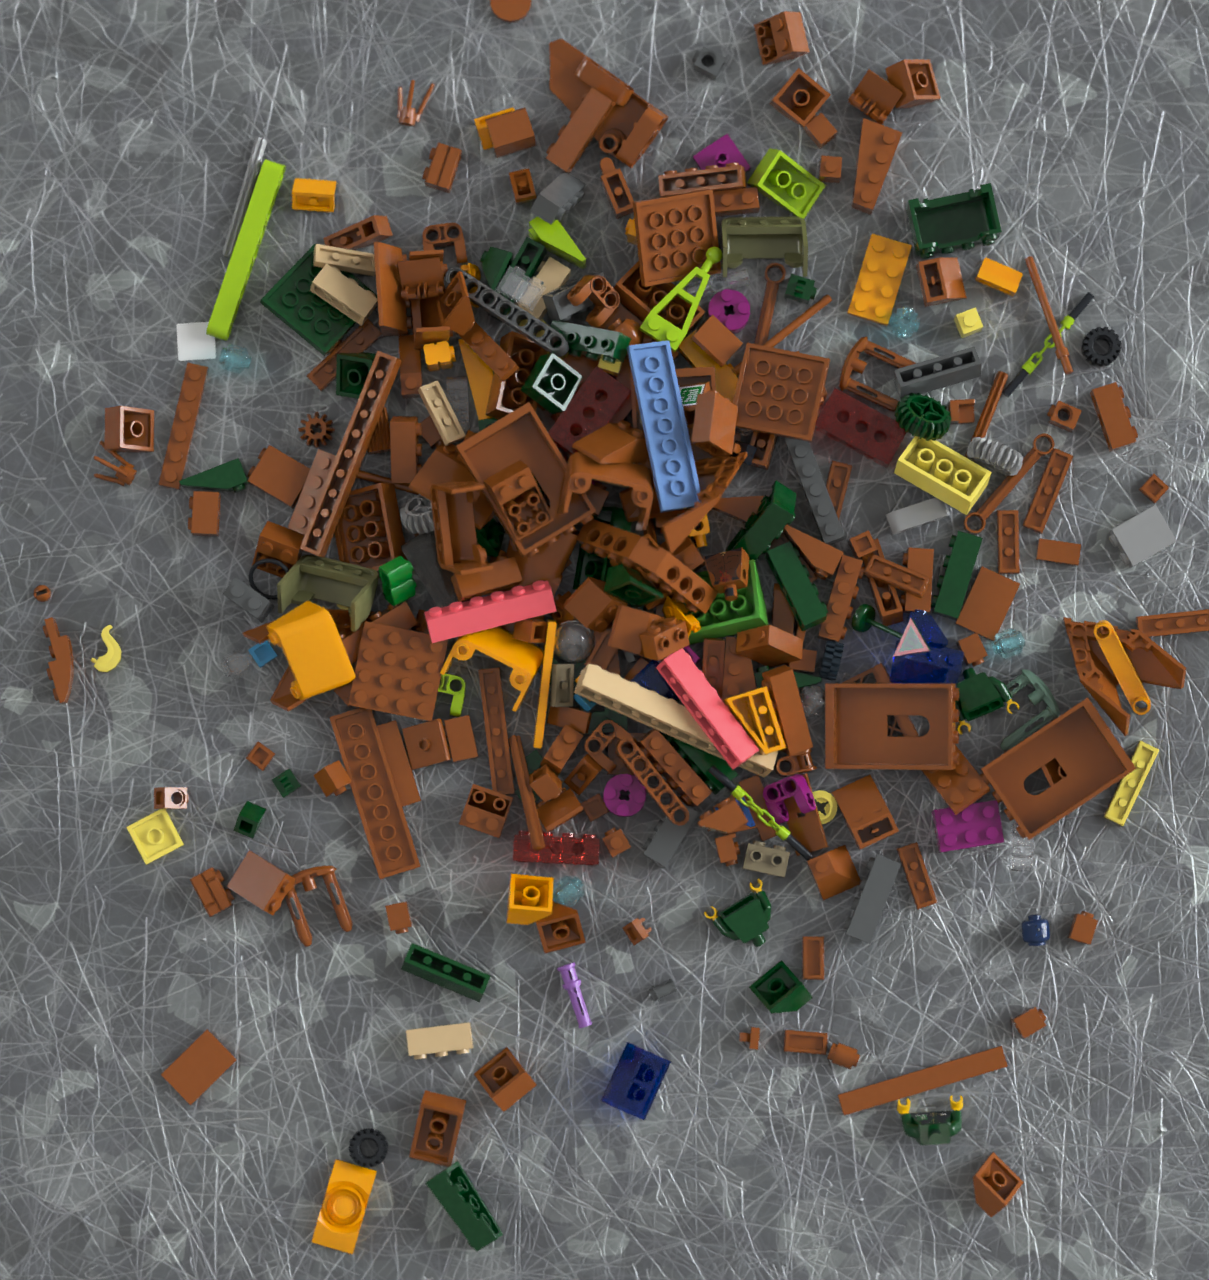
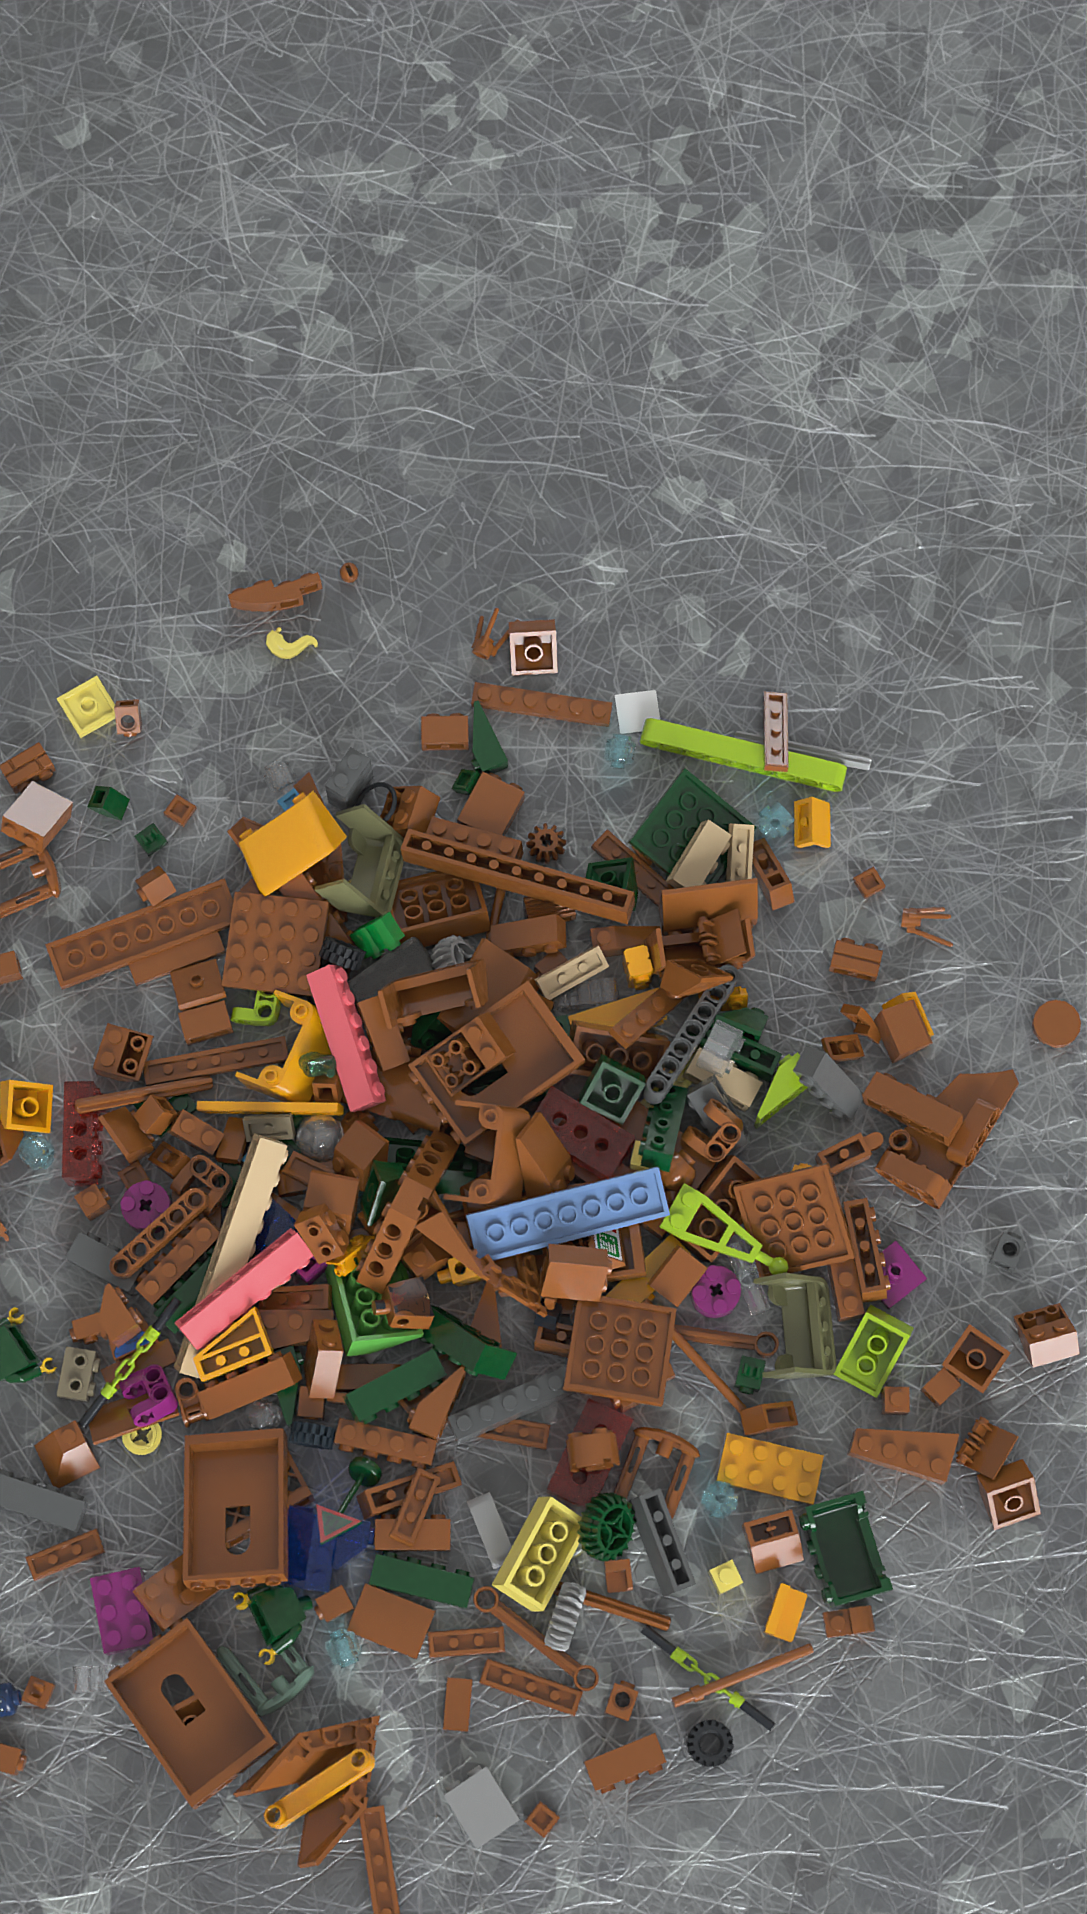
camera: 85 degrees right, 10 degrees down
(228, 218) = (775, 731): none -> tile
(253, 497) = (466, 781): none -> dark green tile
(310, 226) = (775, 811): none -> clear light blue brick
(371, 150) = (869, 882): none -> dark orange tile
(413, 611) = (342, 953): none -> black tyre
(444, 240) = (773, 965): dark orange piece -> none
(499, 166) = (865, 1024): none -> dark orange slope
(512, 637) = (317, 1064): none -> clear green piece
(838, 276) = (768, 1417): none -> dark orange slope
(862, 544) = (450, 1464): dark orange panel -> none
(863, 421) = (592, 1451): none -> dark orange brick
(865, 812) = (136, 1487): dark orange slope -> none
(1011, 223) = (848, 1621): none -> dark orange brick
(1029, 901) = (38, 1692): none -> dark orange tile
(1131, 784) = (176, 1808): light yellow tile -> none

